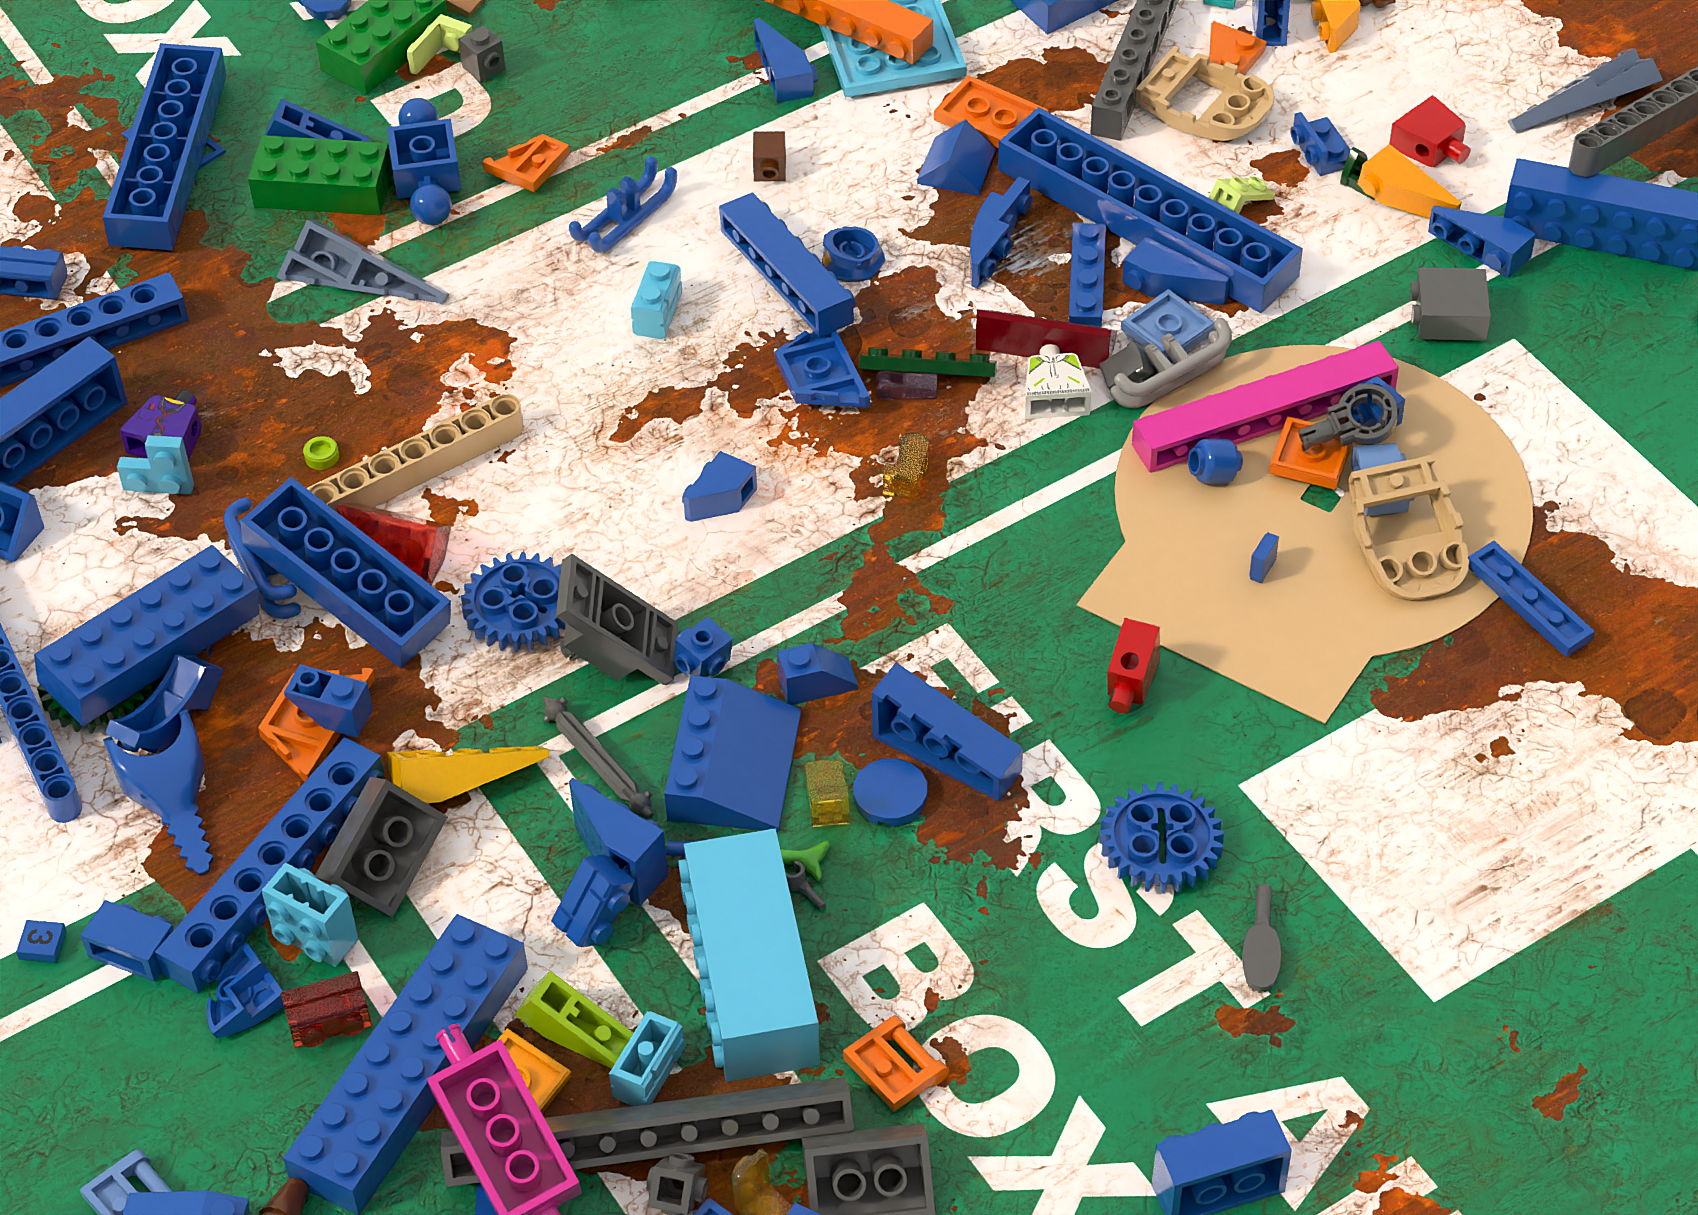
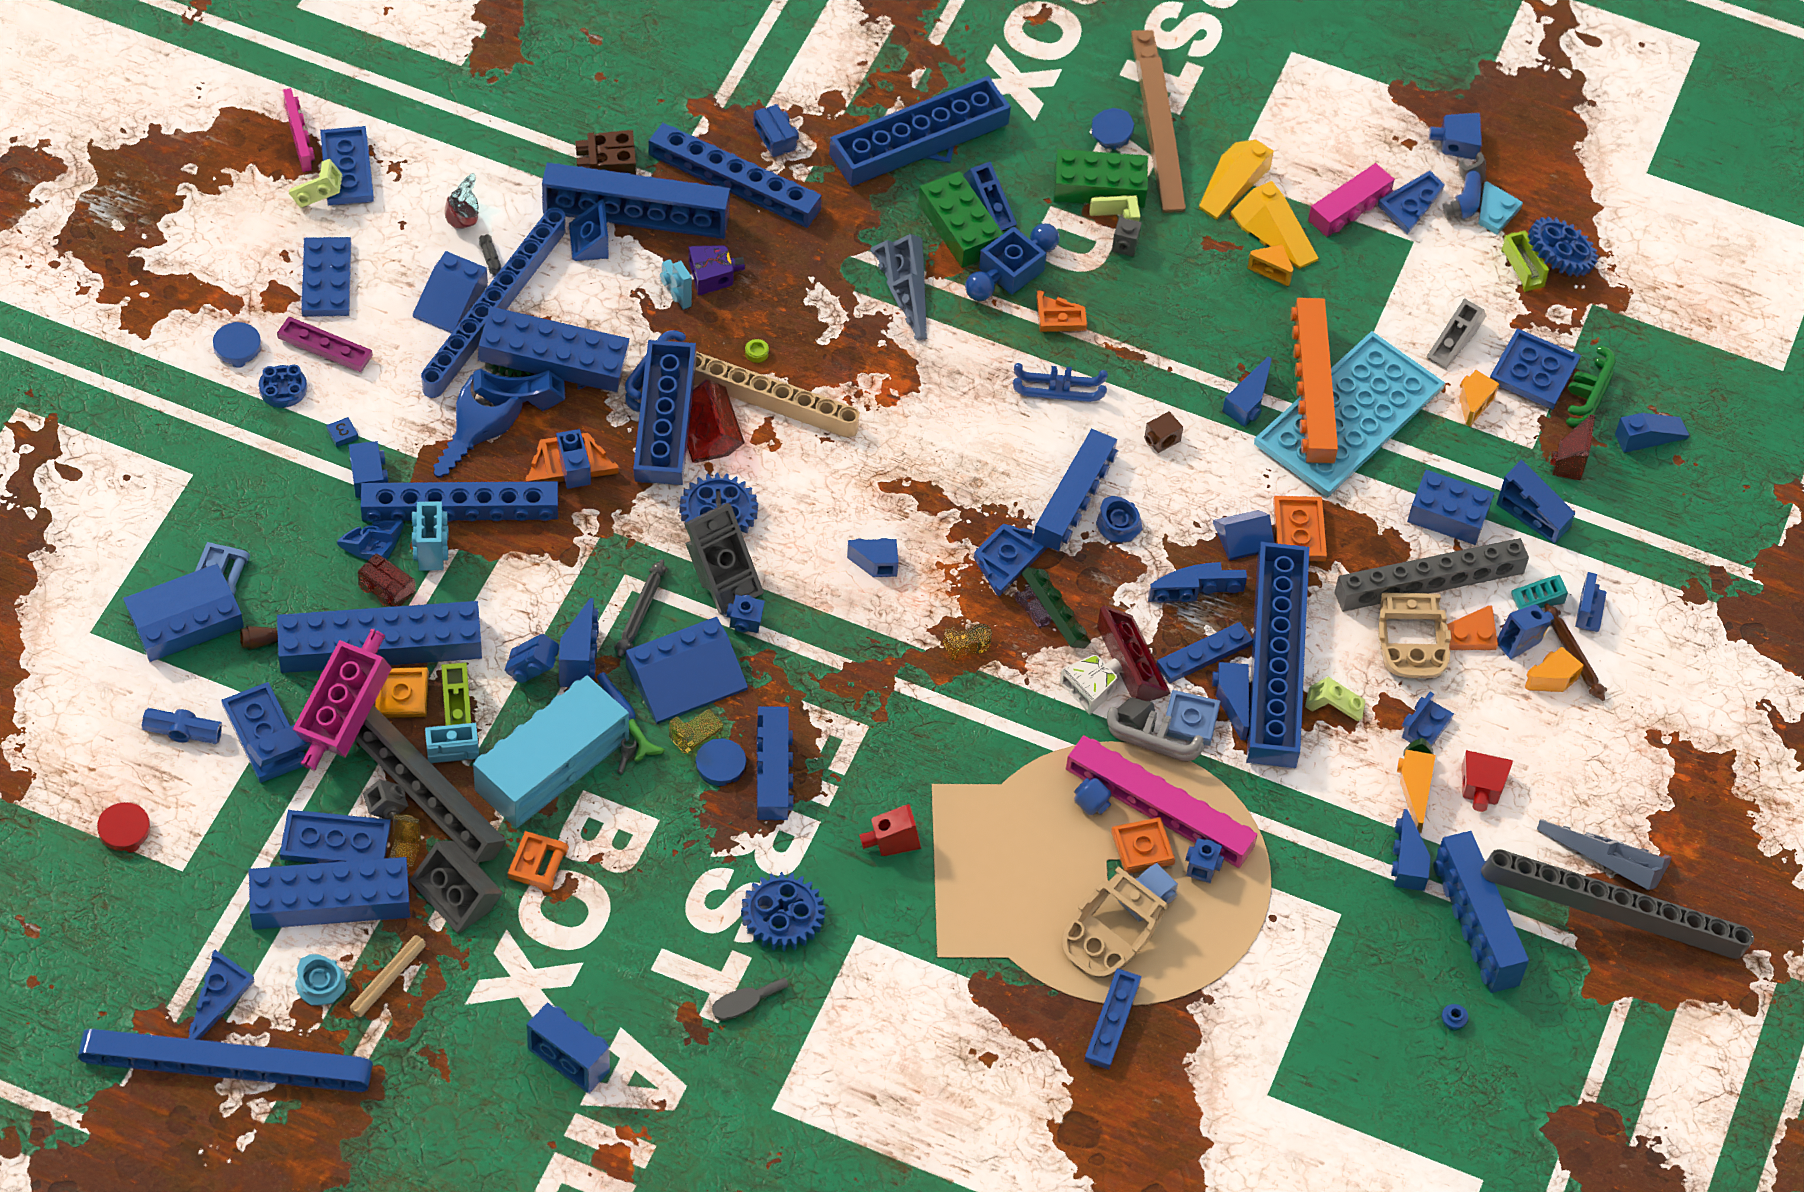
camera: 50 degrees right, 5 degrees up
(381, 846) = (498, 541): dark grey slope -> none
(438, 777) = (570, 538): yellow wedge -> none
(656, 299) = (996, 441): medium azure brick -> none
(813, 673) = (774, 678): blue slope -> none
(1263, 557) = (1034, 860): blue tile -> none
(1352, 431) = (1166, 846): dark grey pin -> none
(1450, 303) = (1330, 861): dark grey brick -> none

